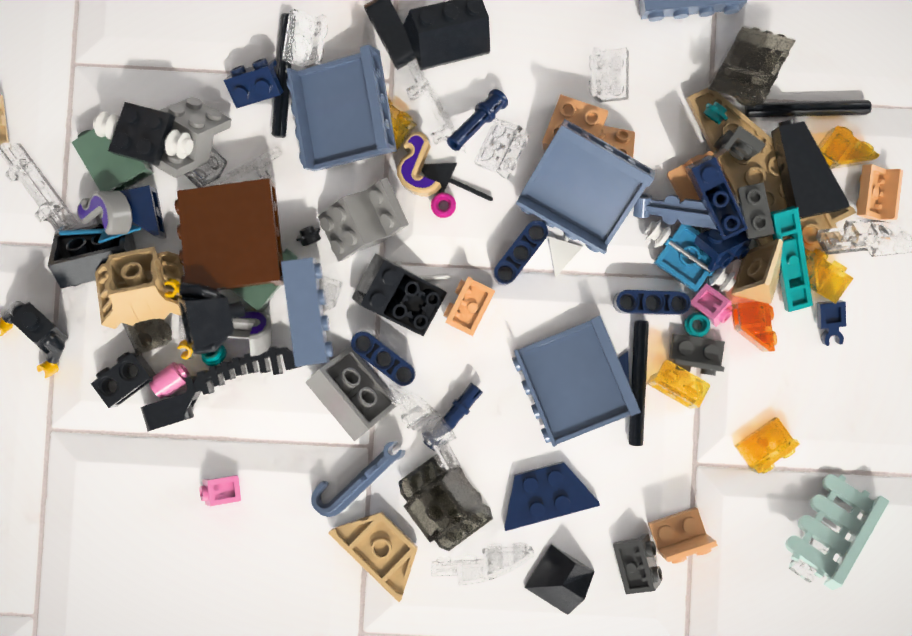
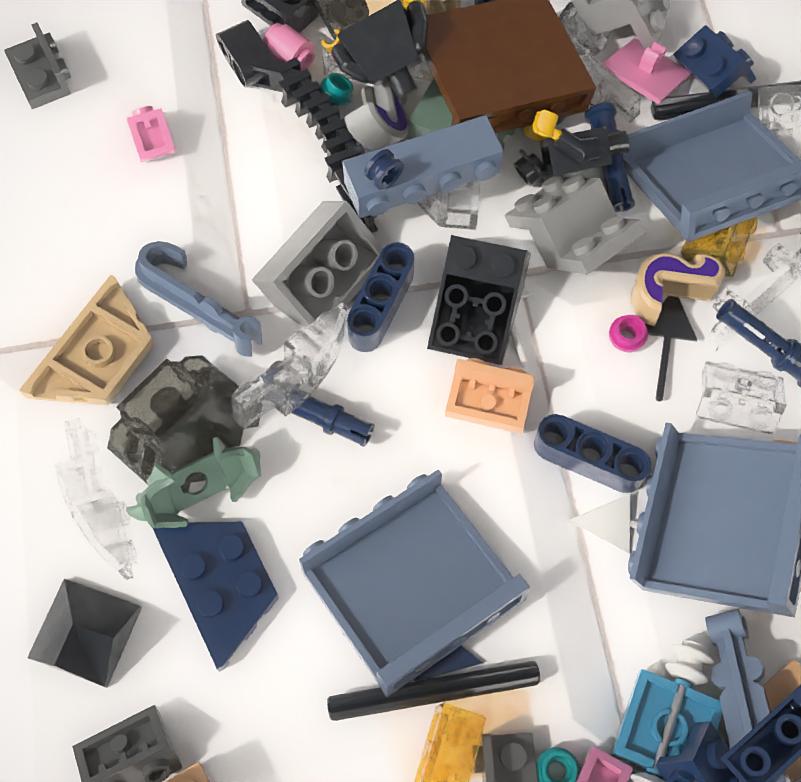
camera: 75 degrees right, 20 degrees down
(144, 564) = (37, 69): none -> dark grey bracket
(248, 132) = (647, 70): none -> bright pink piece
(300, 177) = (615, 174): none -> dark blue pin
(309, 204) = (573, 152): none -> black torso
(314, 342) = (383, 169): none -> dark blue bush
(493, 520) = (224, 469): none -> sand green piece
(663, 300) = (578, 657): dark blue beam -> none

